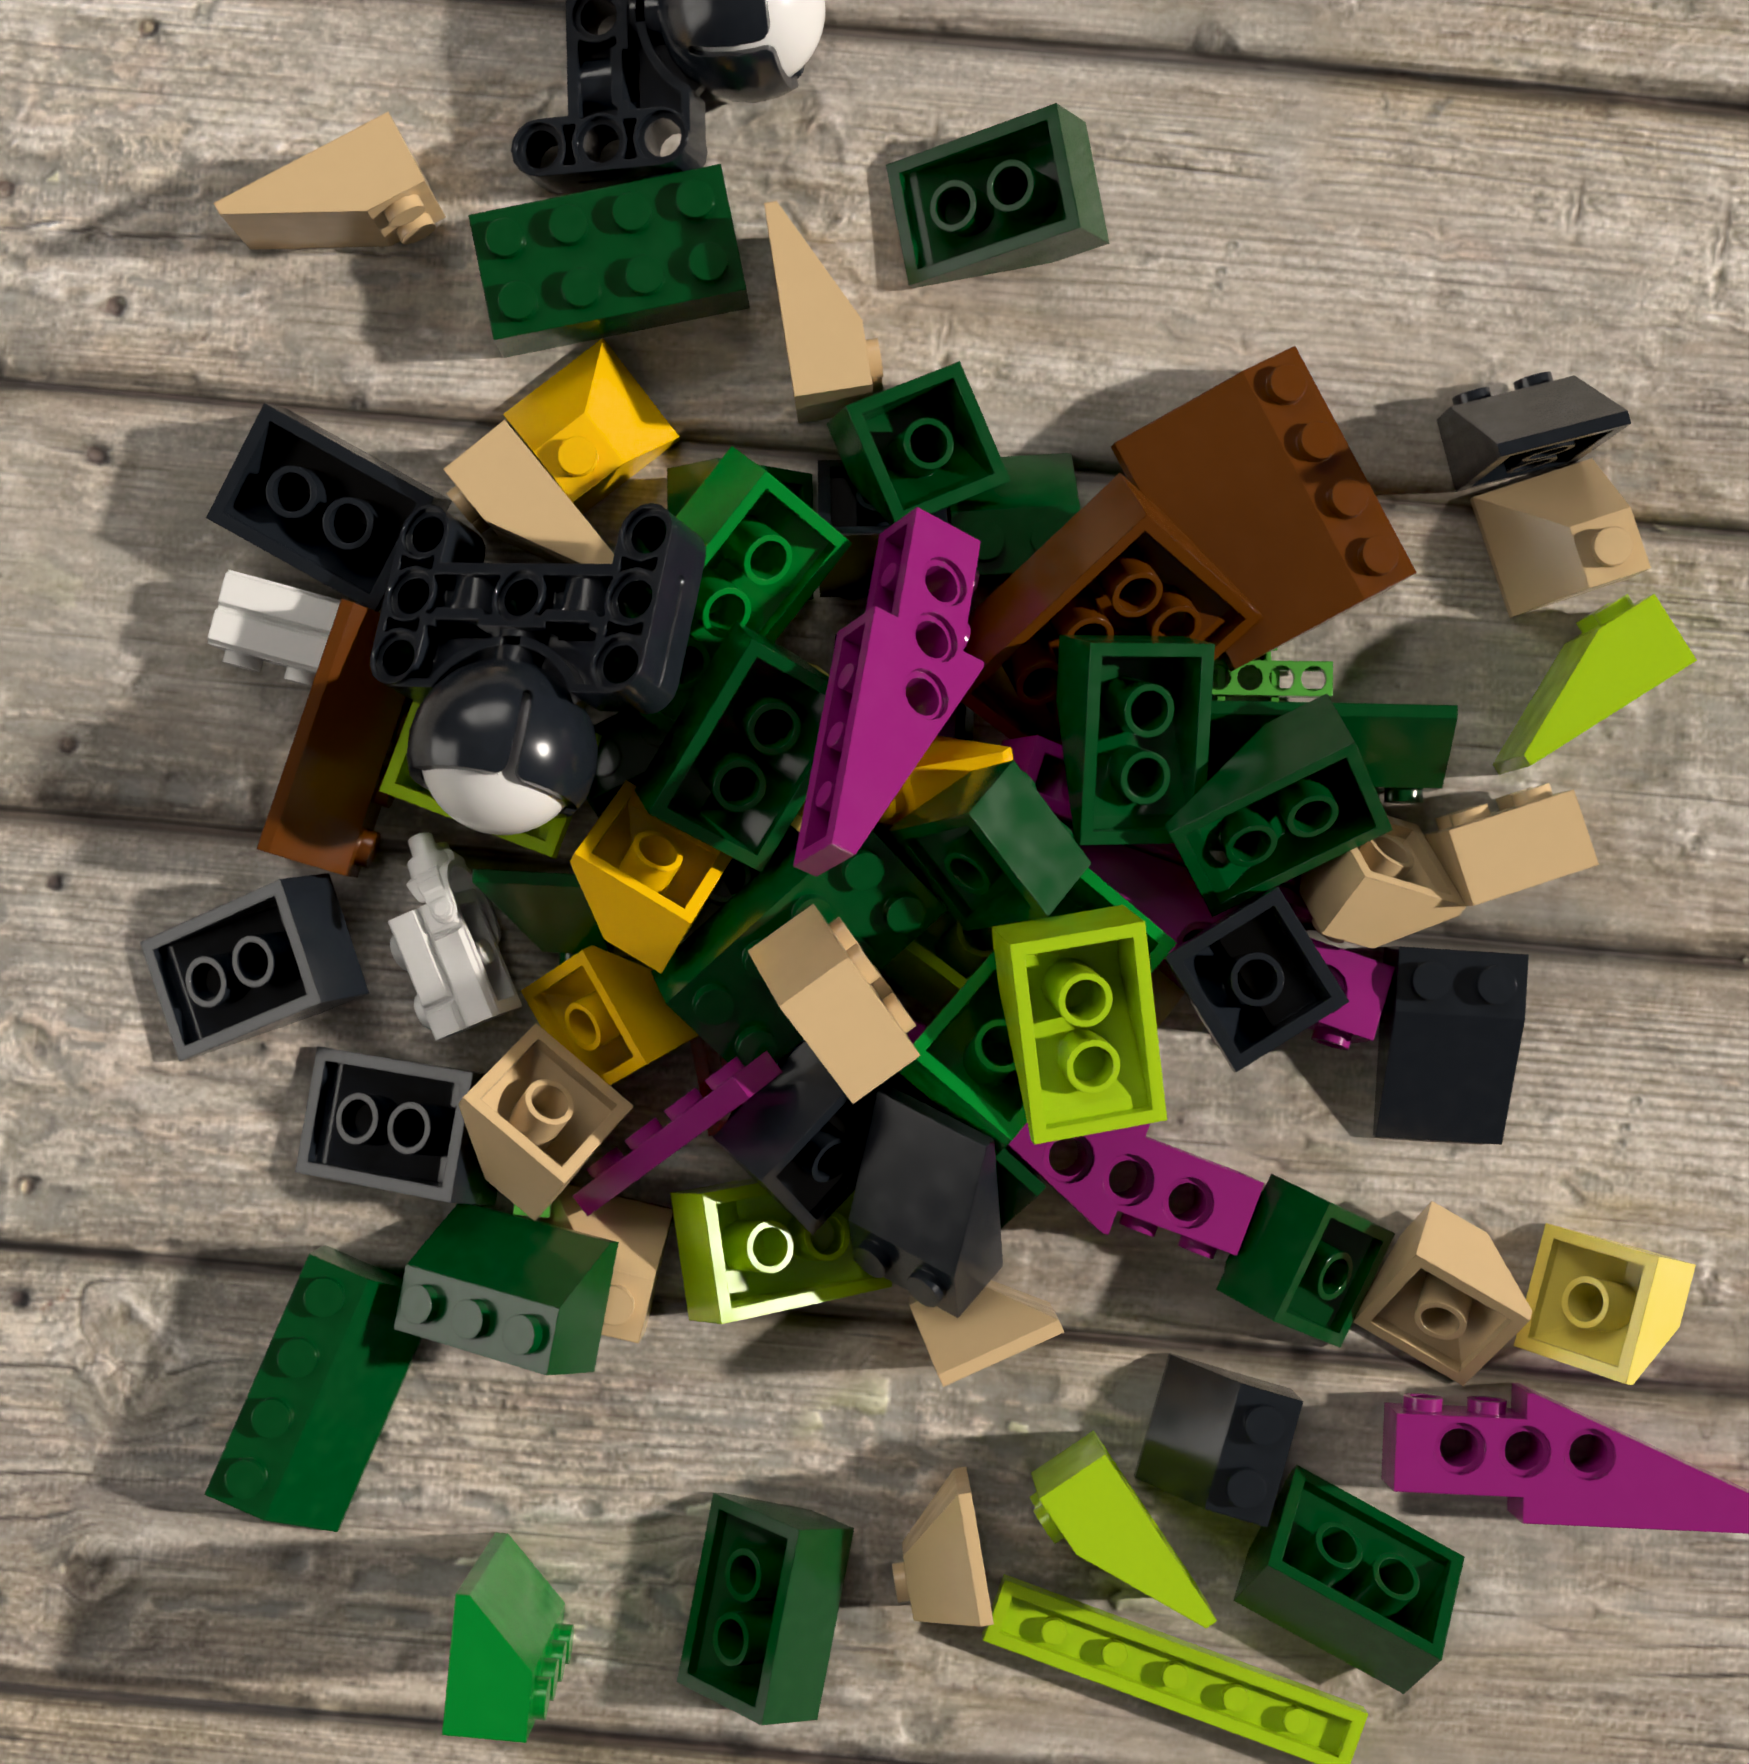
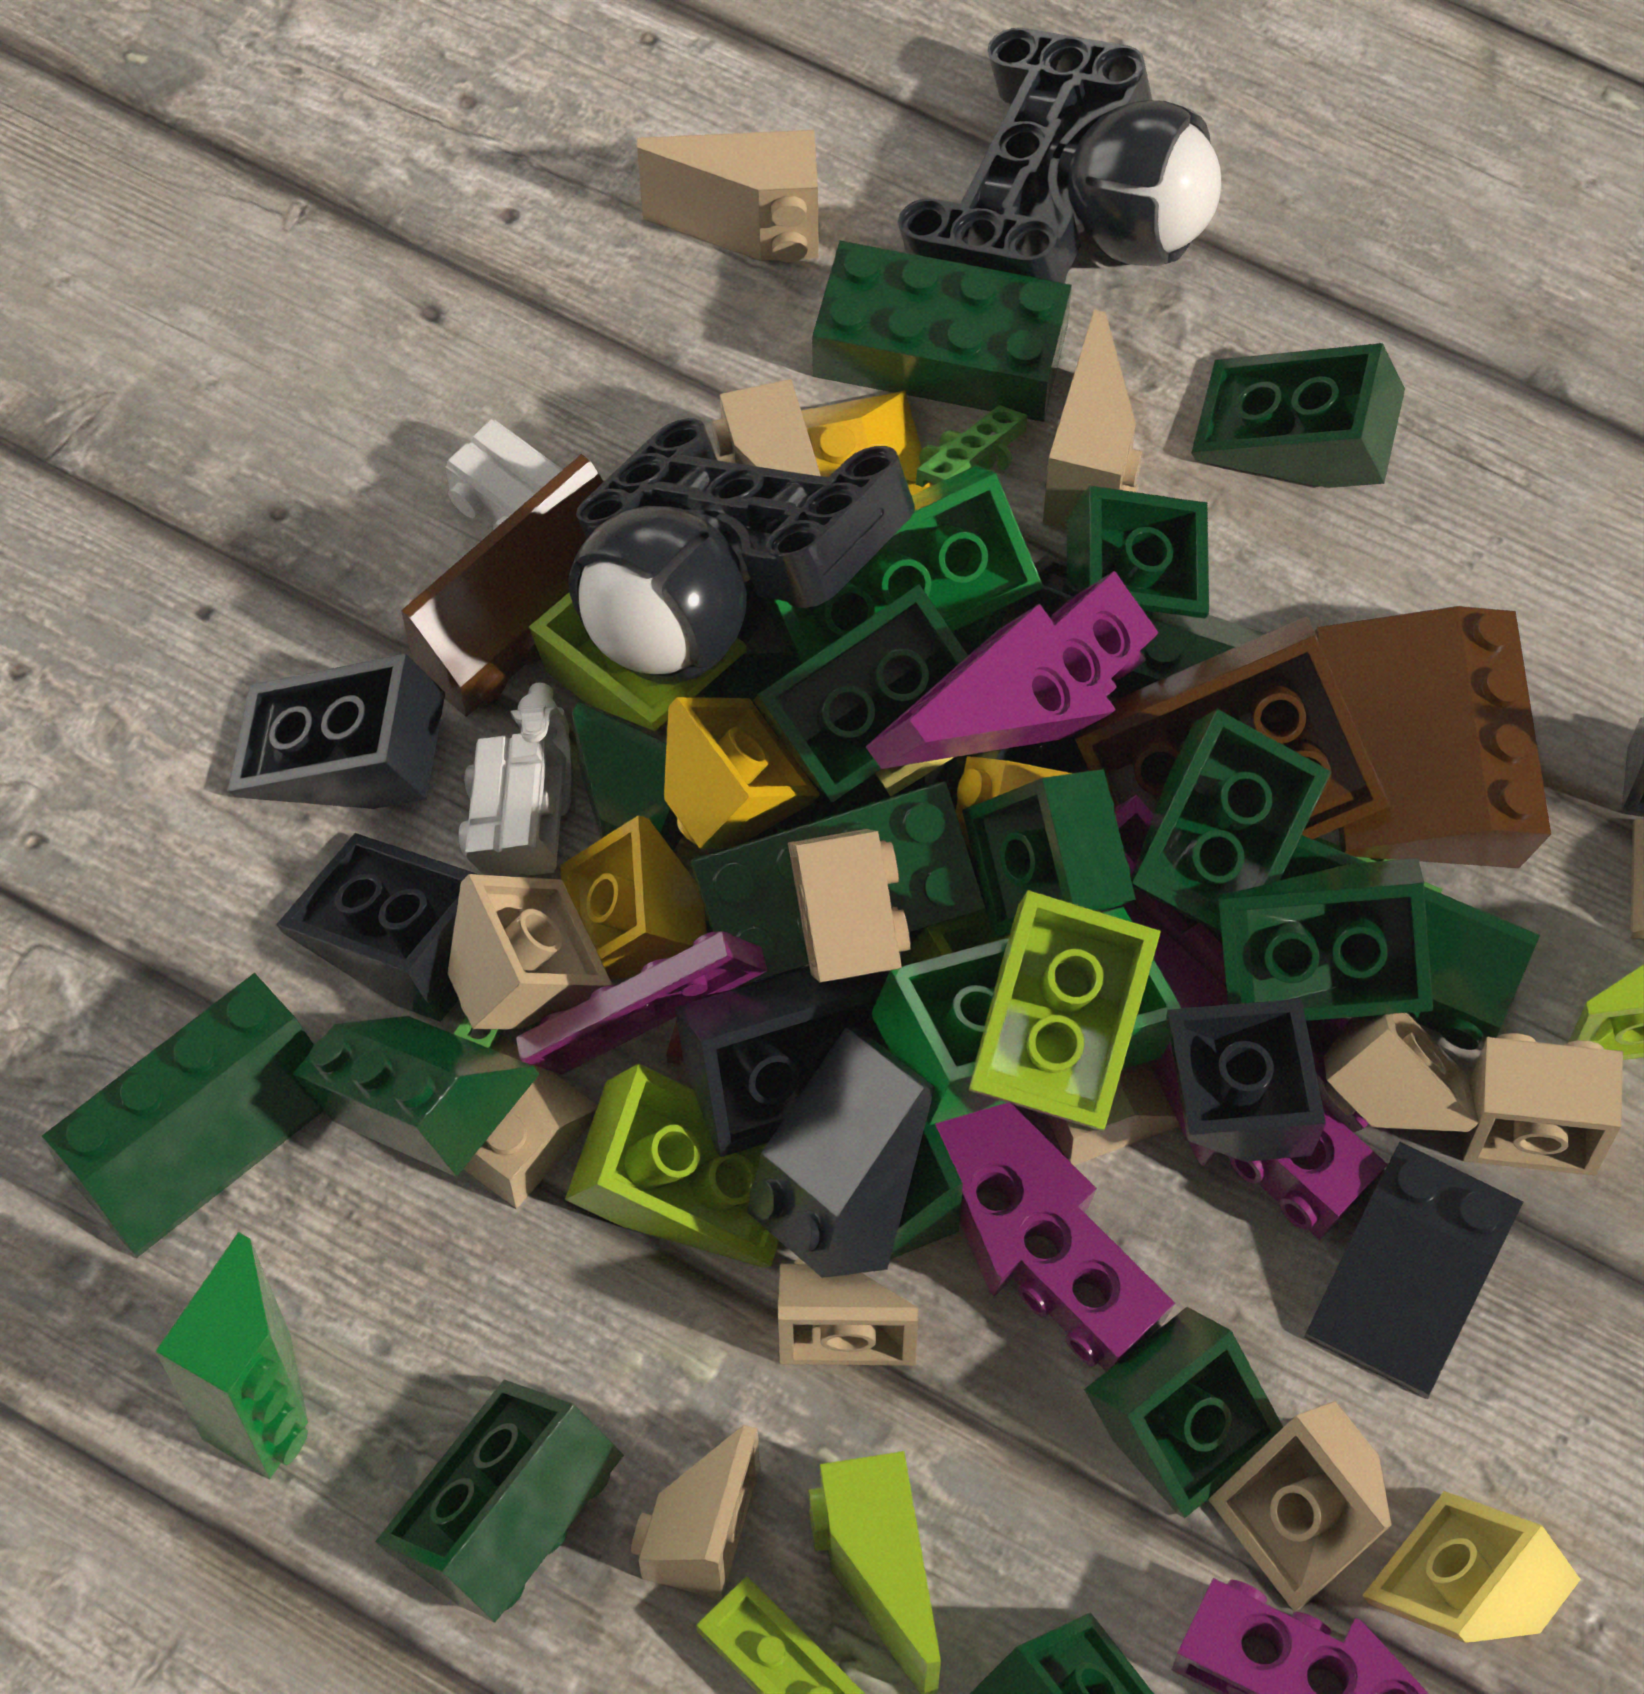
camera: 30 degrees right, 25 degrees down
(319, 504) = (594, 390): black slope -> none
(692, 382) = (973, 447): none -> bright green piece
(1219, 1439) = (1025, 1540): black slope -> none

